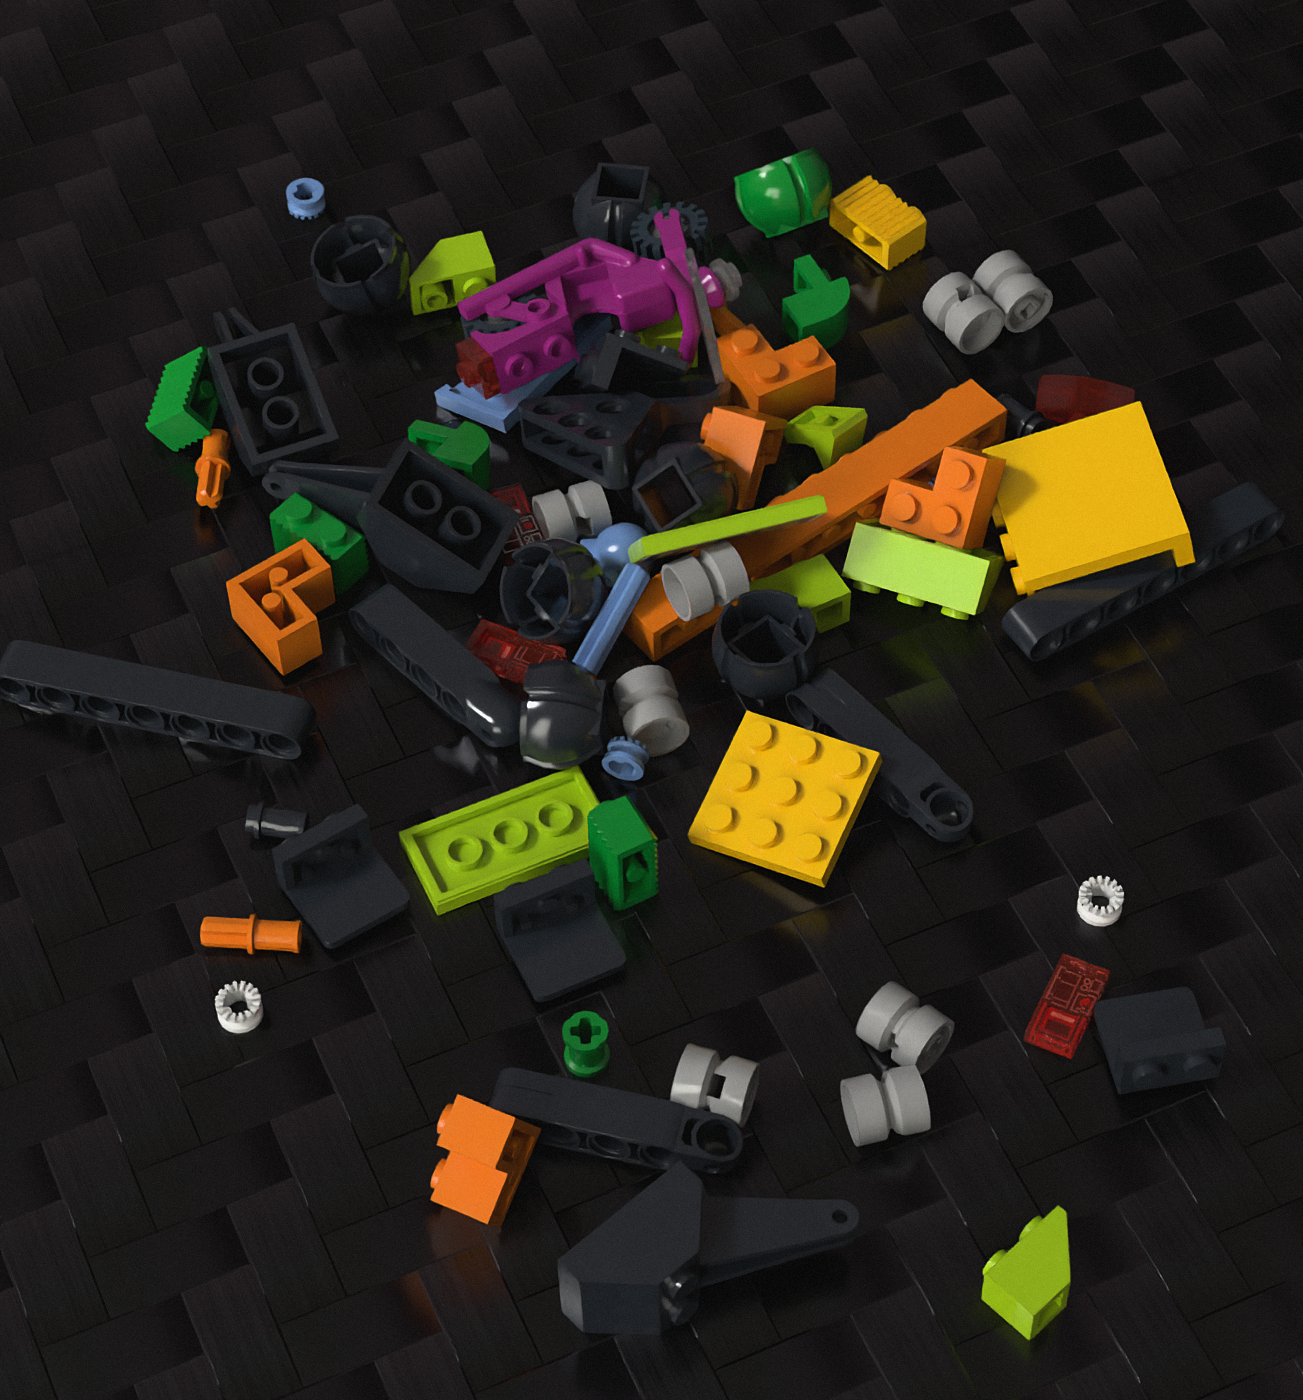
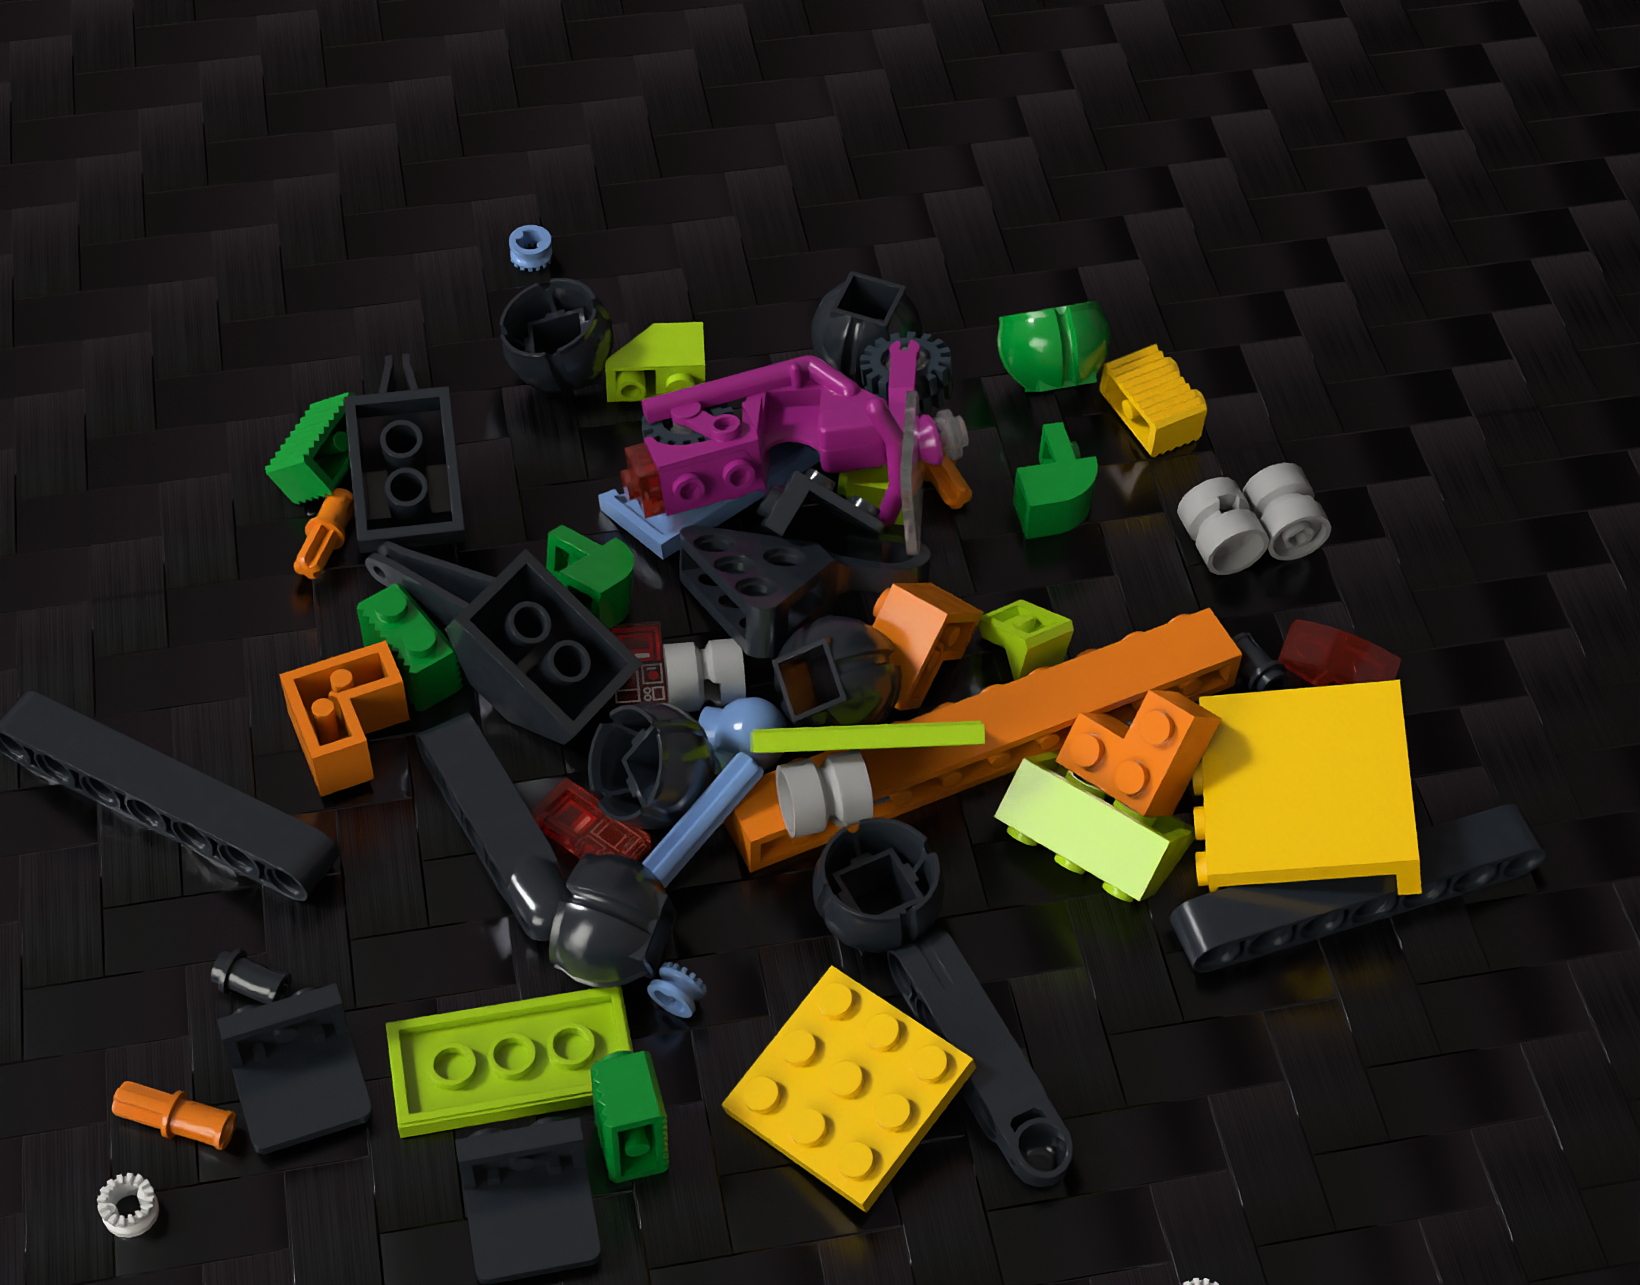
camera: 10 degrees right, 0 degrees up
(650, 709) = (722, 936): light grey wheel -> none
(776, 381) = (983, 563): orange brick -> none
(816, 587) = (955, 828): lime slope -> none

